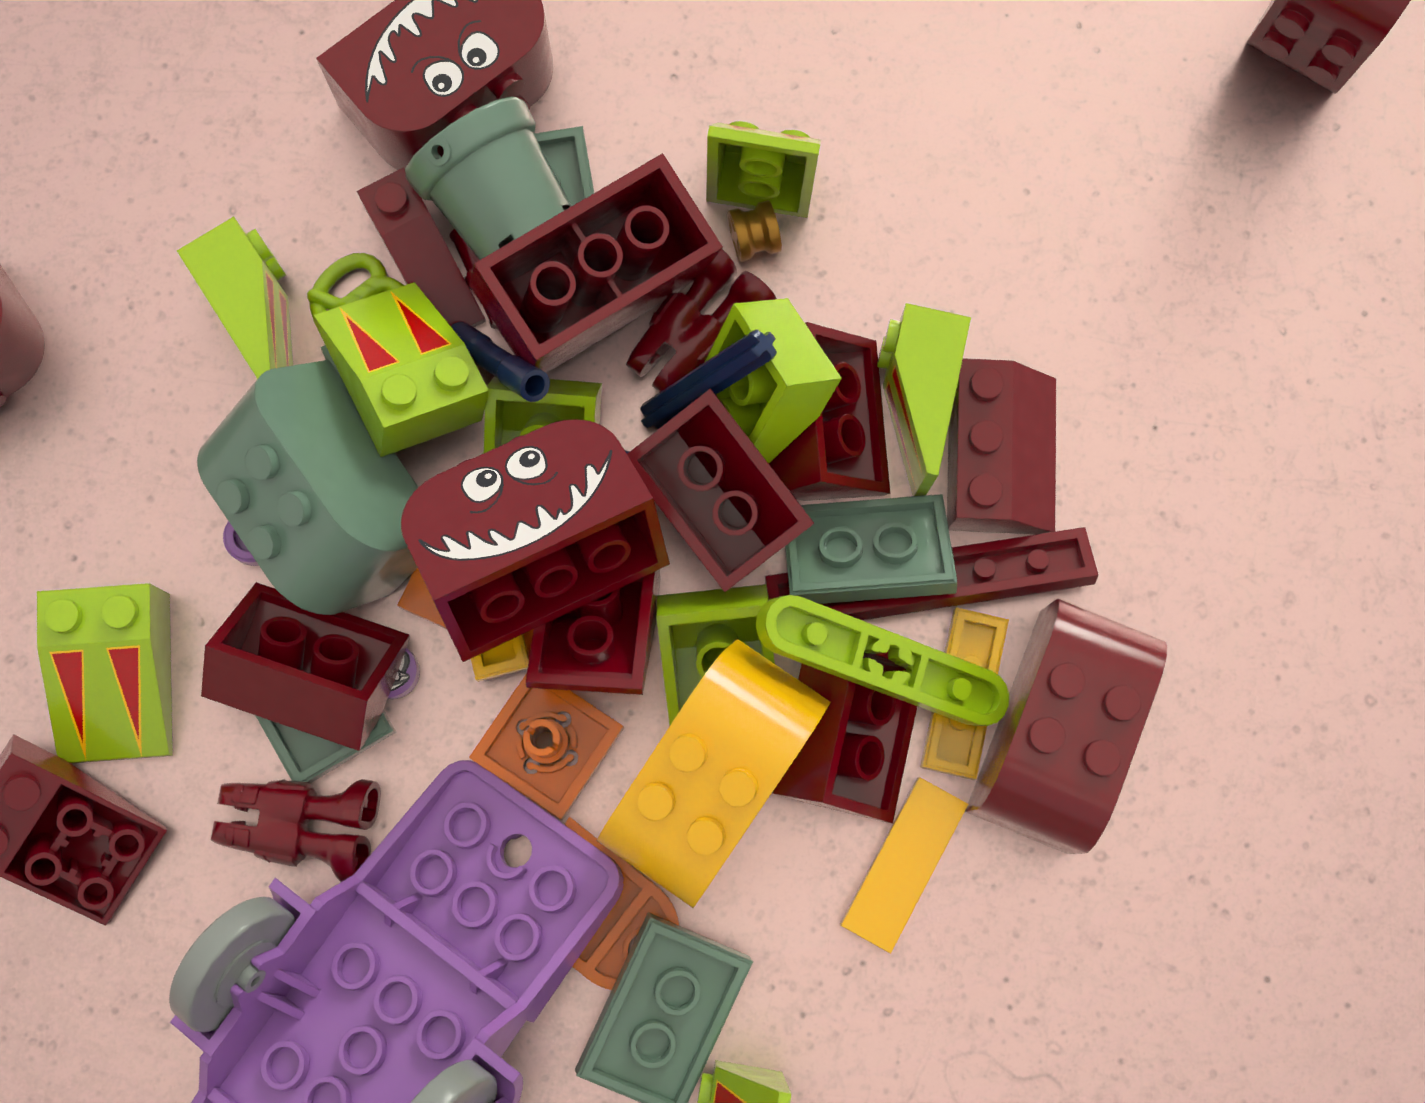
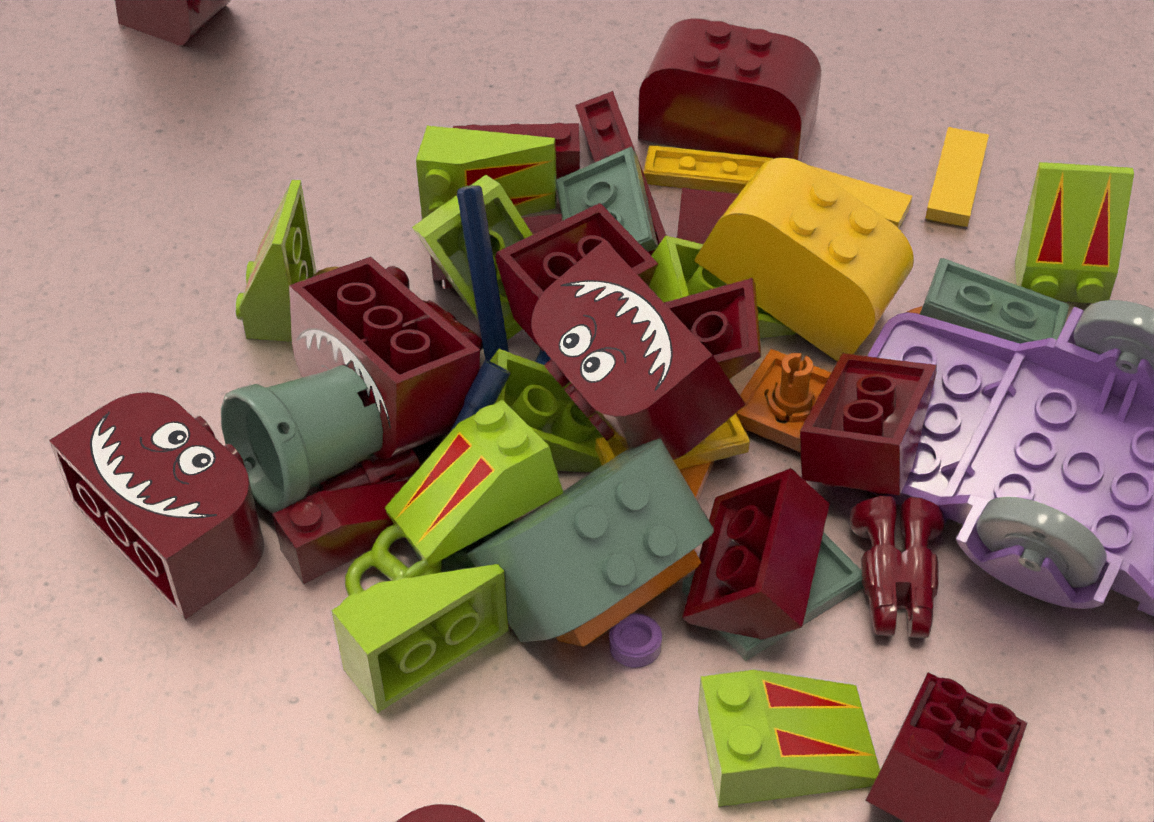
camera: 90 degrees left, 30 degrees down
(466, 813) = (867, 424): none -> dark red slope
(837, 646) = (699, 174): lime piece -> none
(936, 1026) = (957, 177): none -> yellow tile

